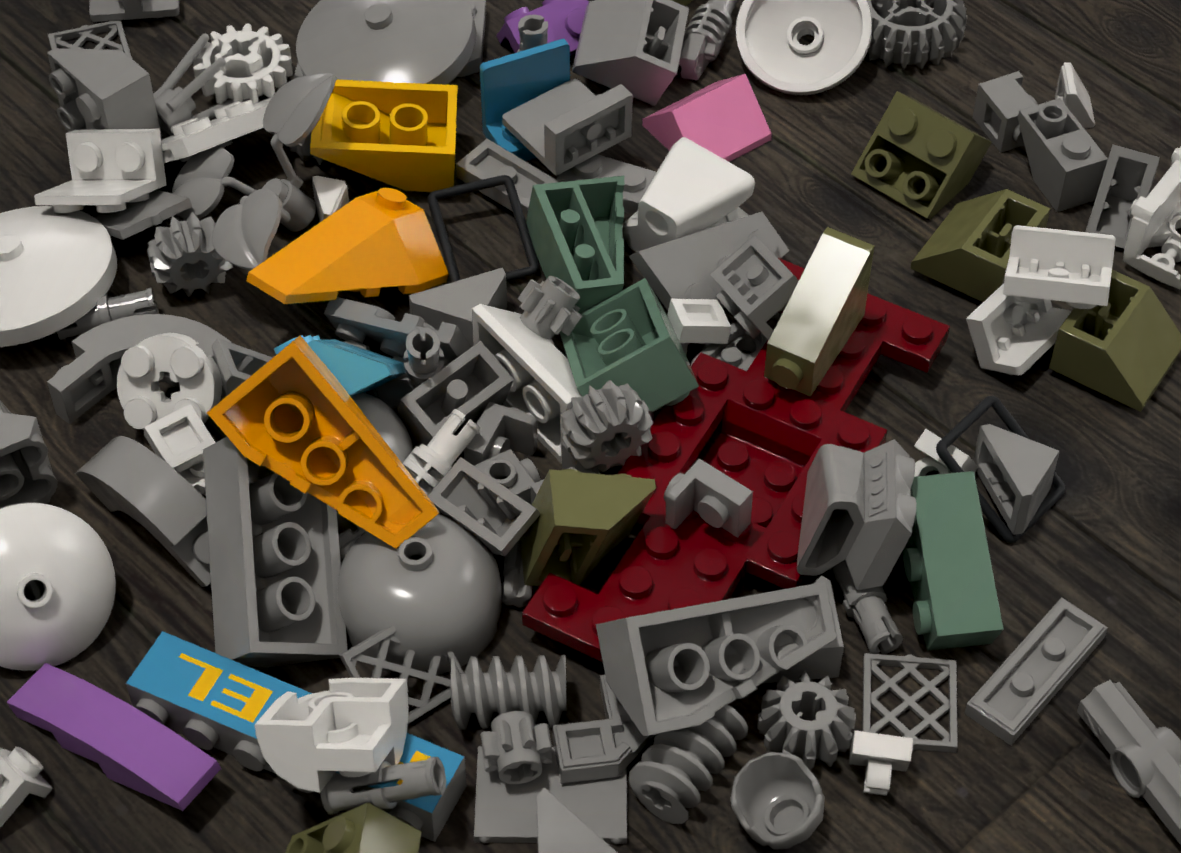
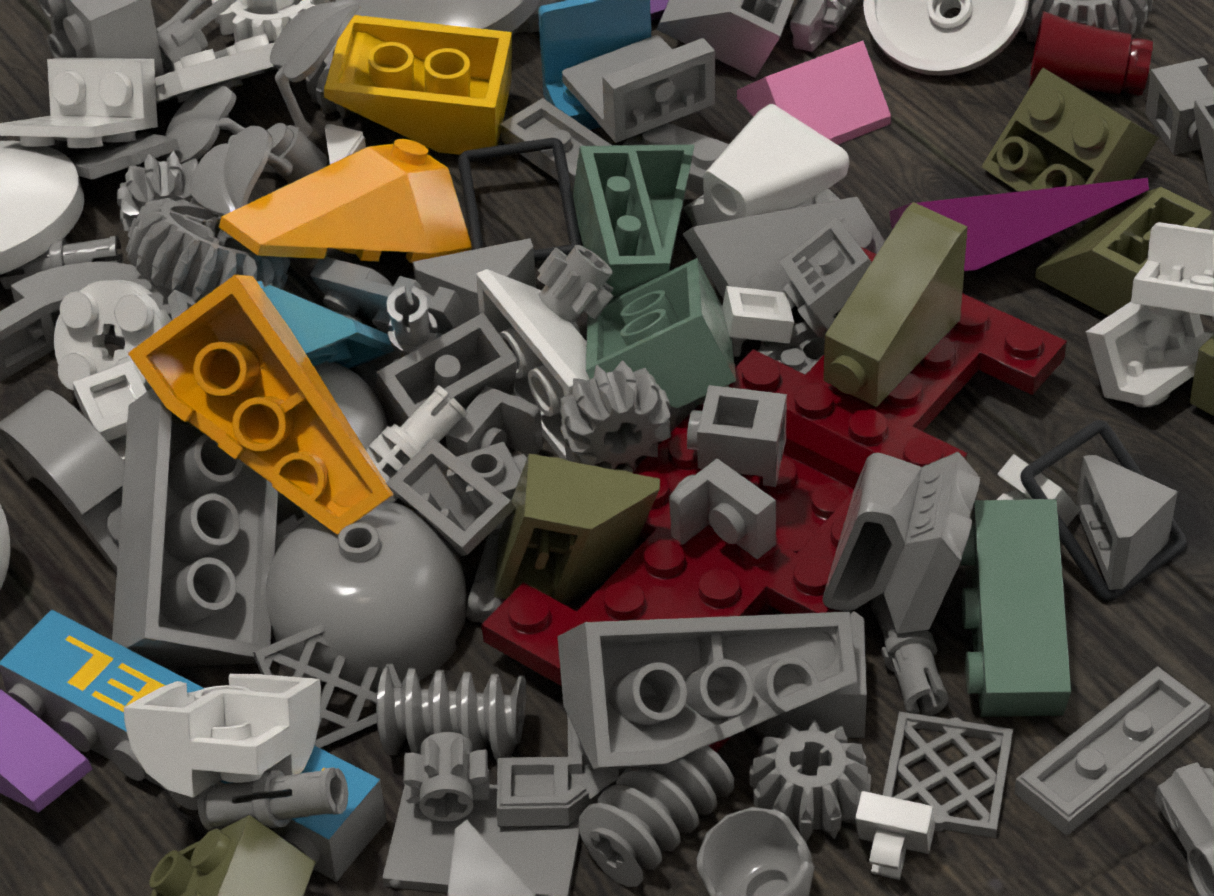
camera: 10 degrees right, 5 degrees down
(223, 305) = (189, 253): none -> light grey gear
(709, 430) = (740, 430): none -> light grey brick
(886, 222) = (1015, 220): none -> magenta wedge
(924, 74) = (1091, 56): none -> dark red plant

